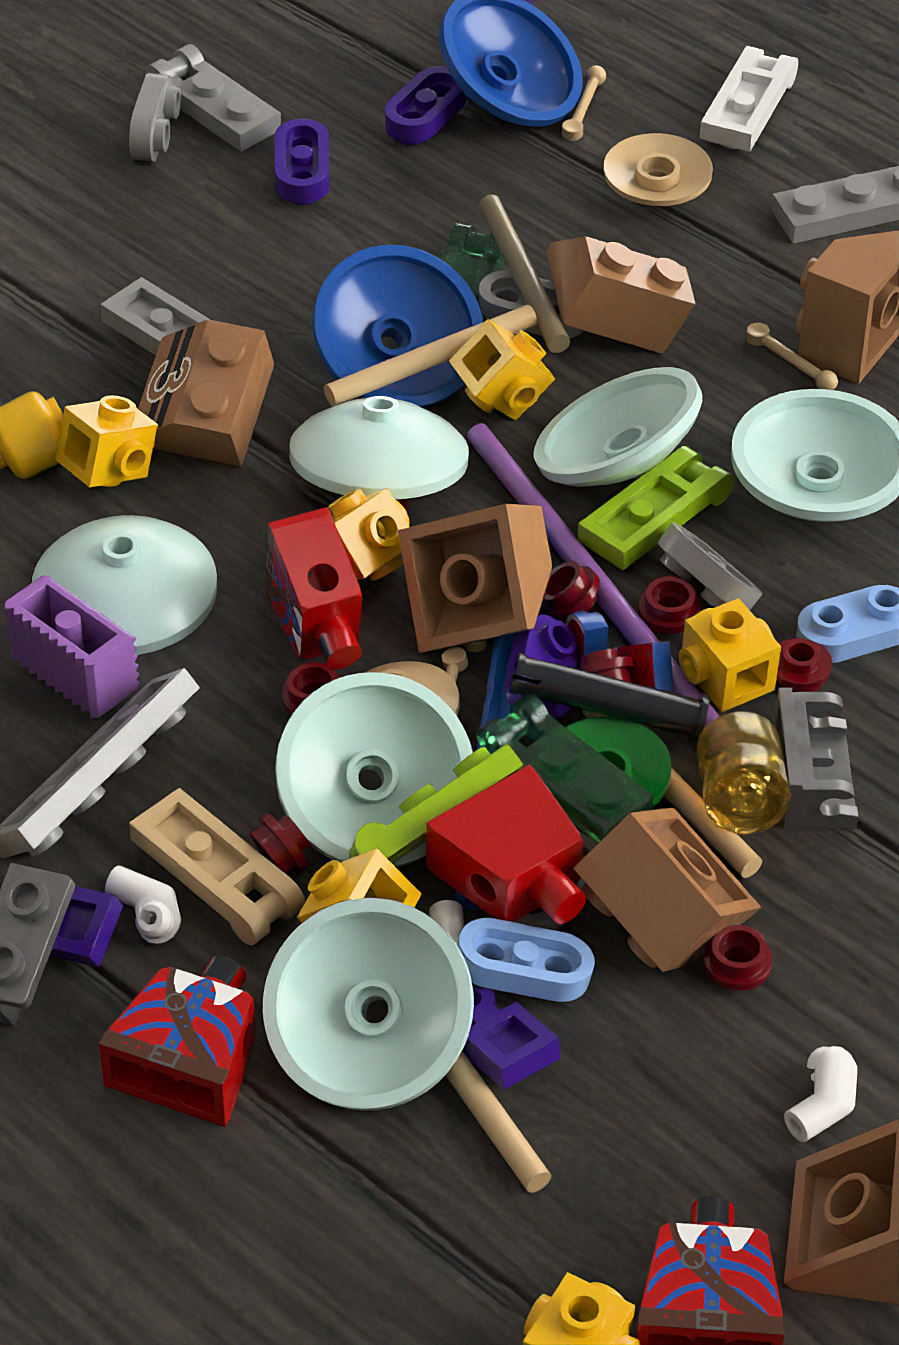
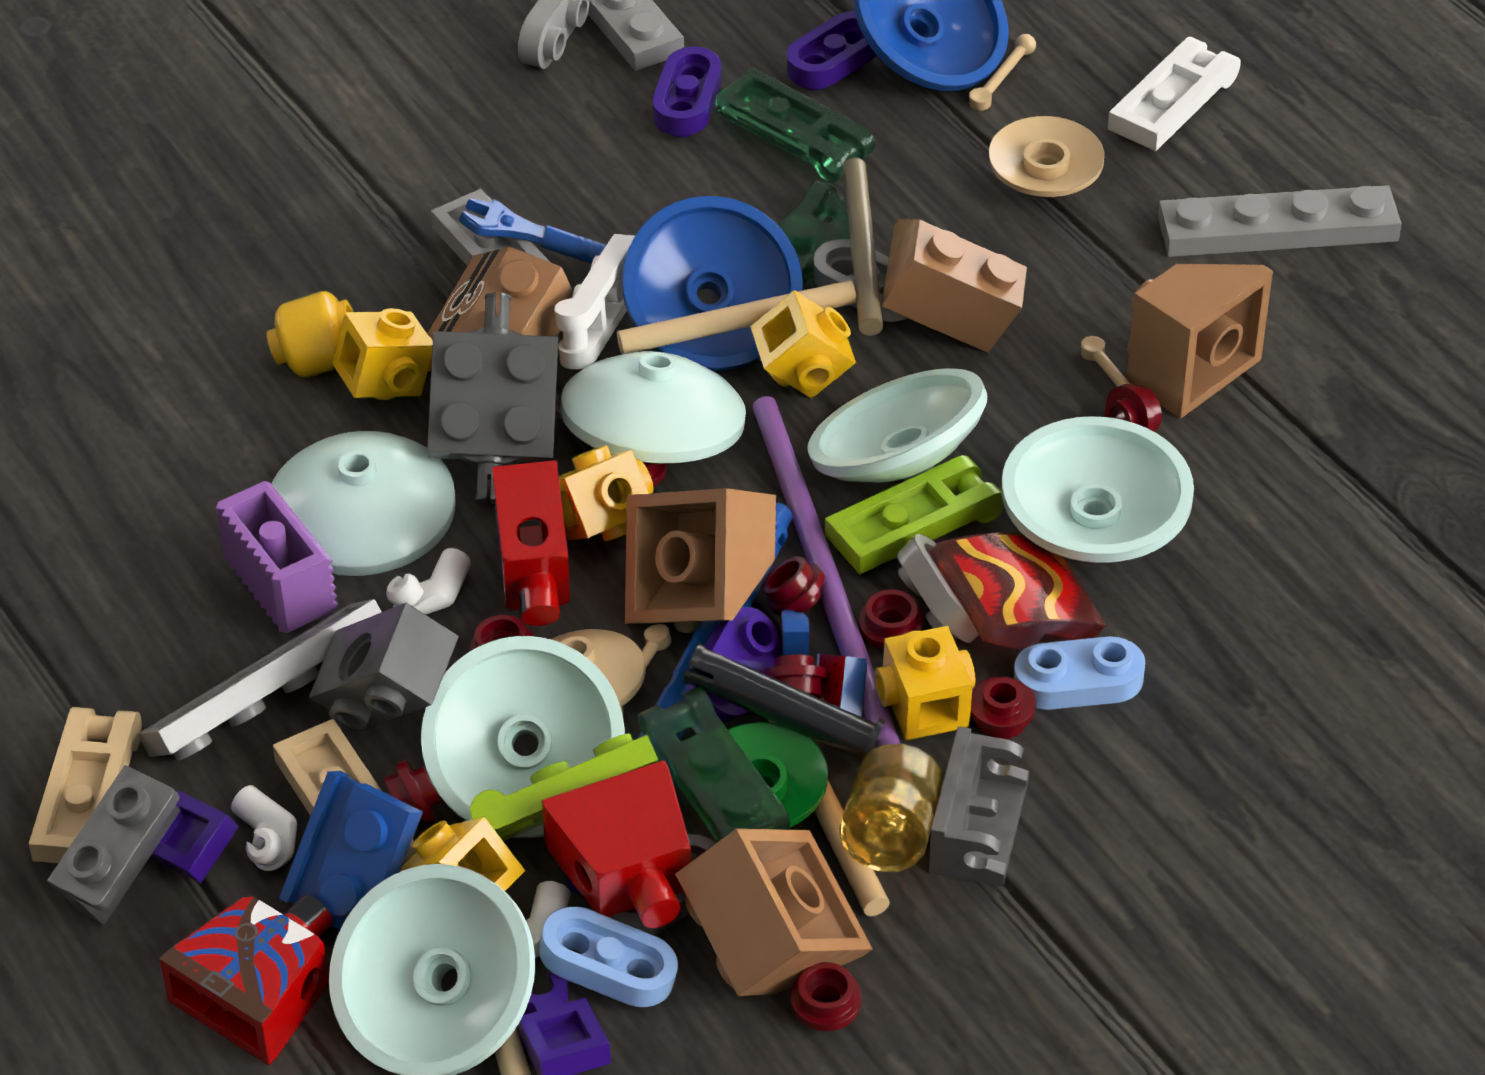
camera: 15 degrees right, 0 degrees up
(177, 304) = (505, 223): none -> blue piece
(220, 728) = (383, 667): none -> dark grey brick
(231, 463) = (492, 396): none -> dark grey plate
(231, 655) = (436, 592): none -> white arm
(247, 904) = (349, 845): none -> blue plate
(293, 364) = (594, 308): none -> white plate
(414, 175) = (795, 123): none -> clear green plate
(777, 557) = (1016, 589): none -> slope
(821, 371) = (1134, 405): none -> dark red plate

